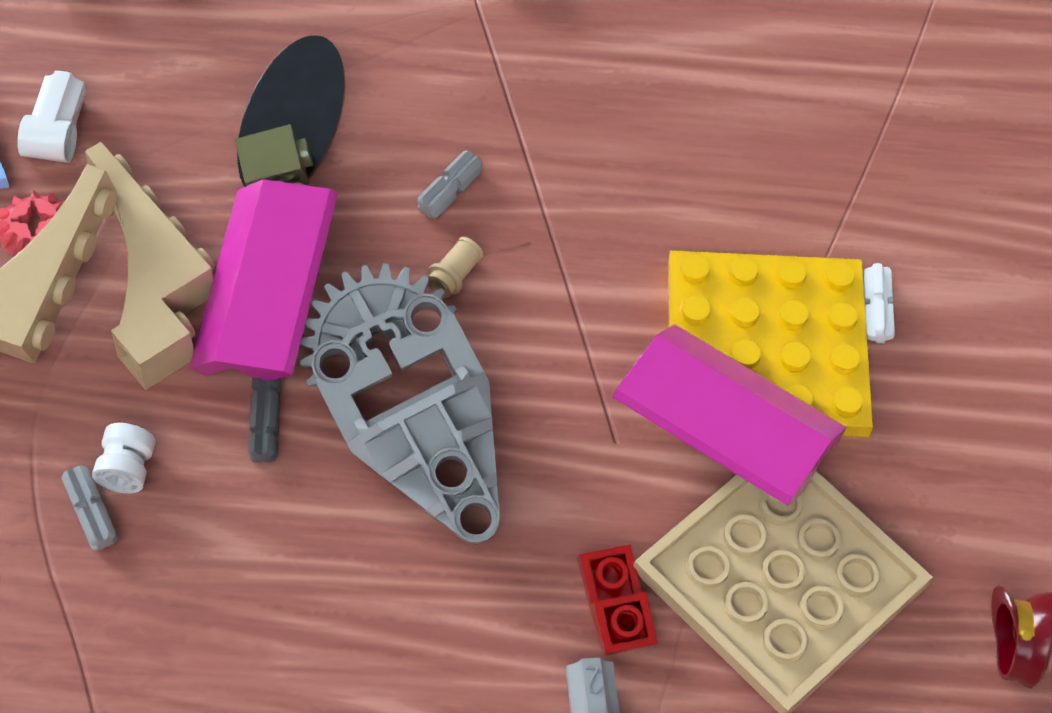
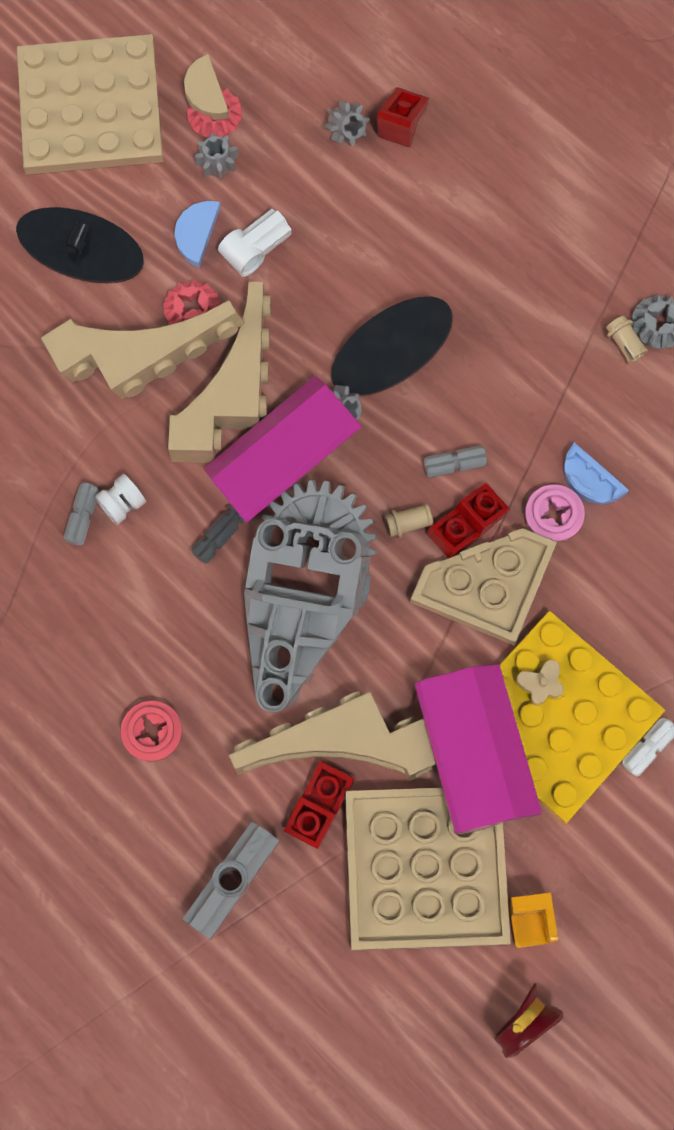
camera: 45 degrees right, 15 degrees up
(274, 156) = (354, 369): olive brick -> none
(359, 646) = (134, 726): none -> coral gear
(513, 229) = (468, 521): none -> red slope
(582, 150) = (561, 499): none -> bright pink gear
(585, 503) = (346, 732): none -> tan arch
(589, 270) = (488, 584): none -> tan plate
(594, 114) = (590, 479): none -> light blue tile
(730, 315) = (541, 684): none -> tan piece
(933, 536) = (533, 920): none -> light orange panel

